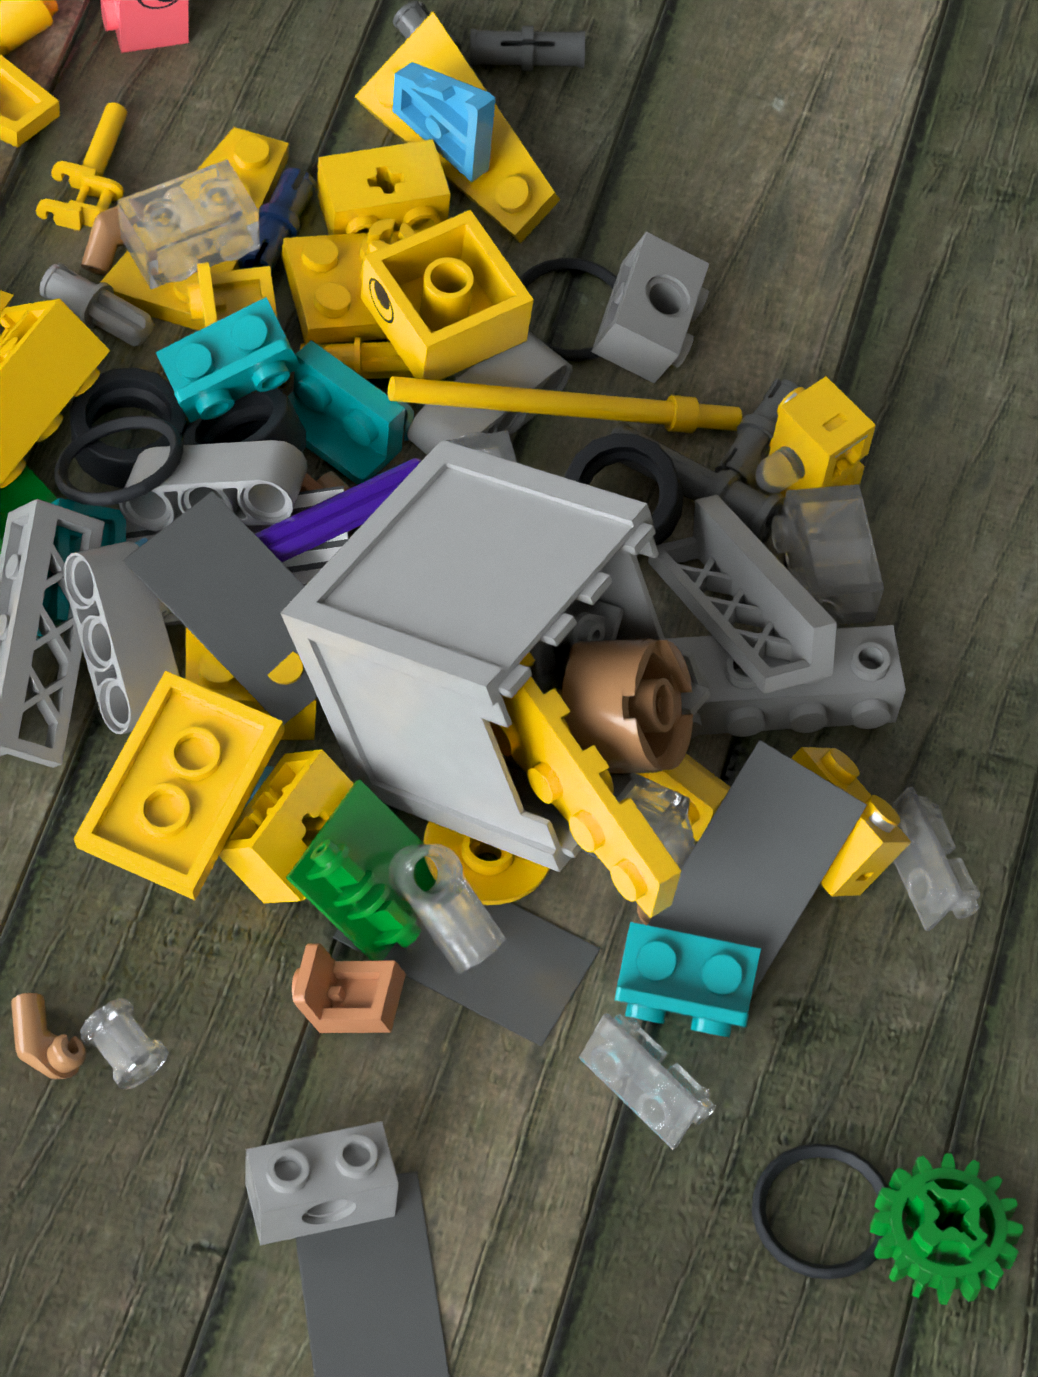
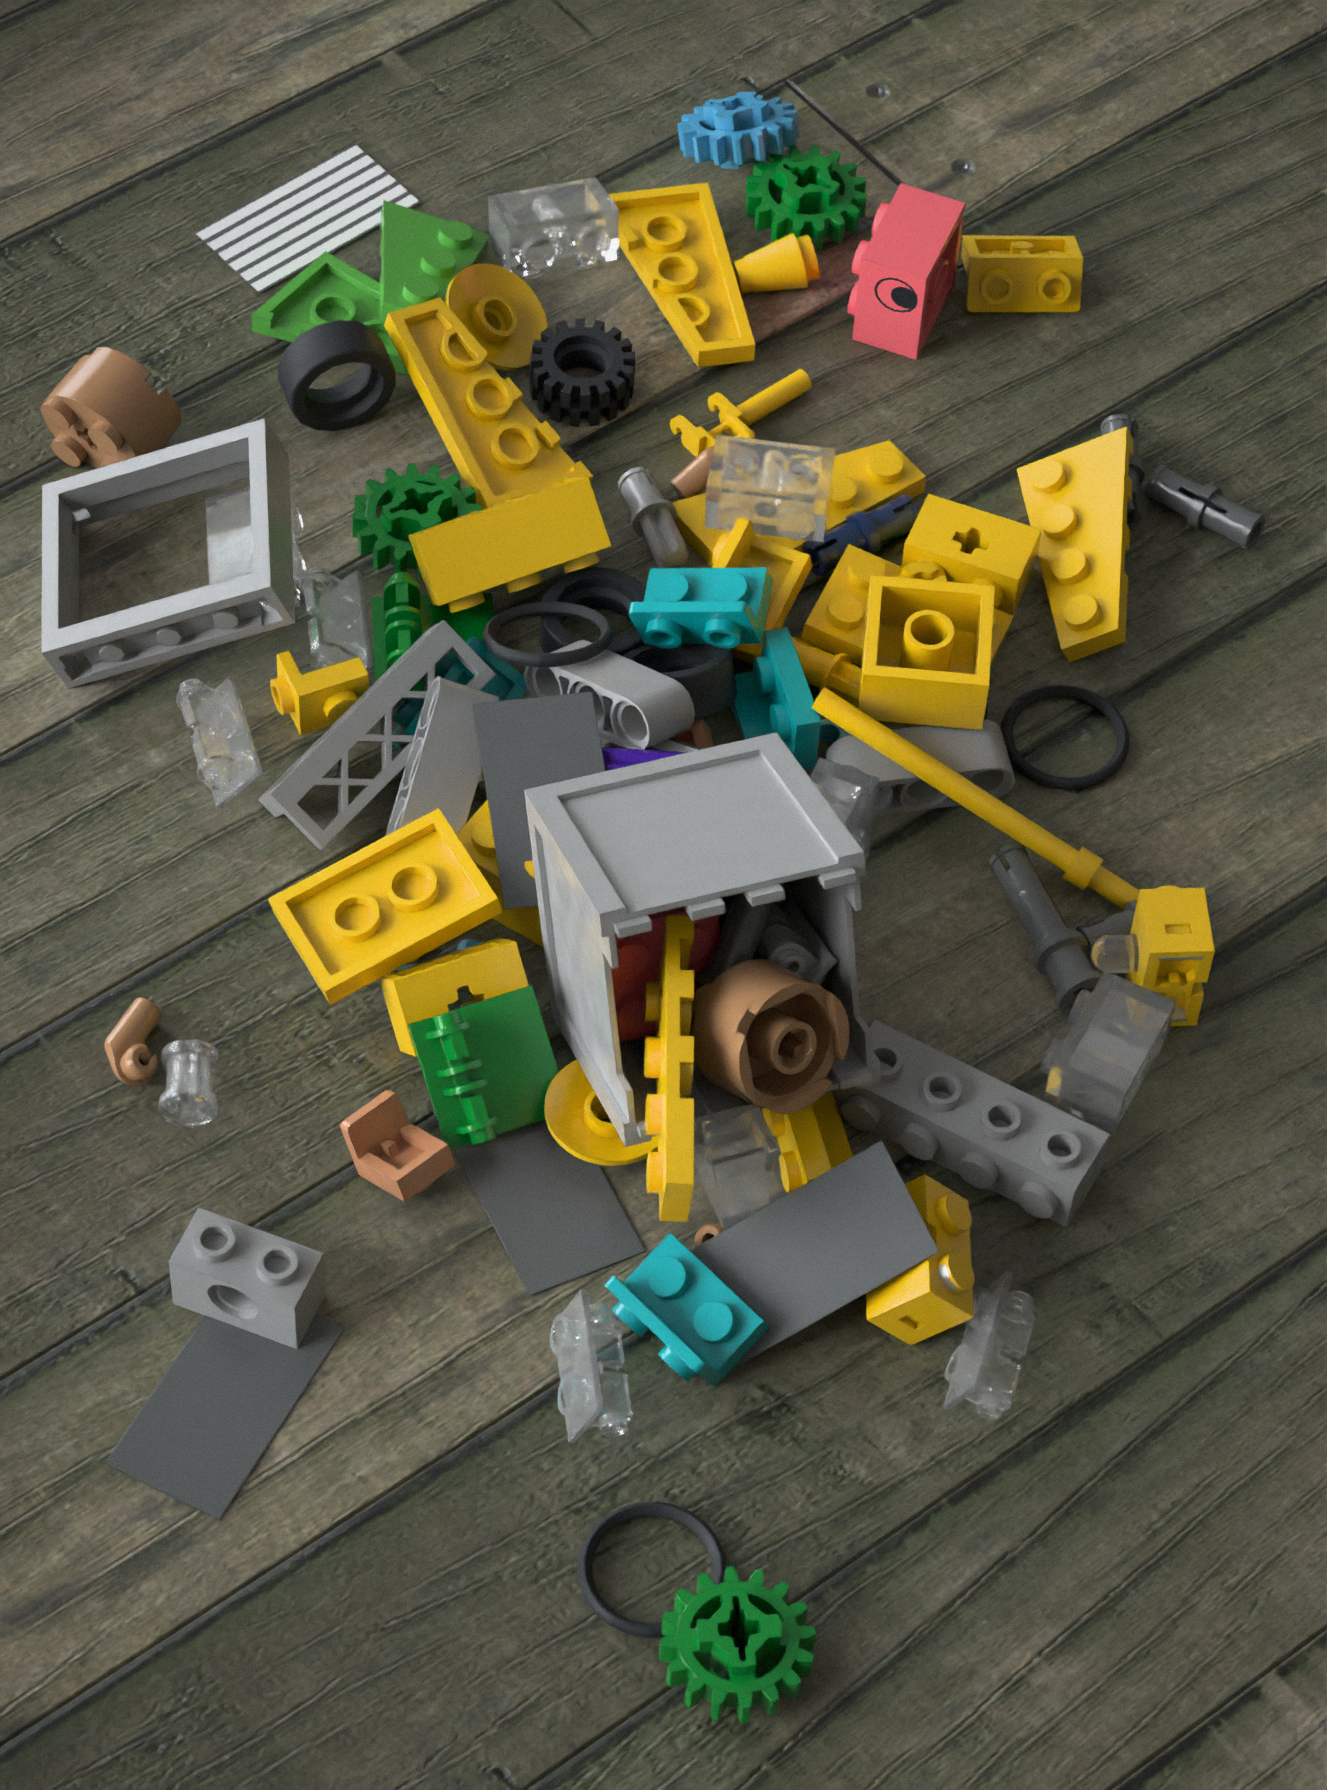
camera: 40 degrees right, 5 degrees down
(449, 113) = (1060, 515): dark azure wing -> none
(449, 908) = (526, 1134): clear piece -> none
(638, 449) = (944, 865): black tyre -> none
(652, 308) = (1147, 742): light grey brick -> none
(763, 596) = (999, 1048): light grey fence -> none

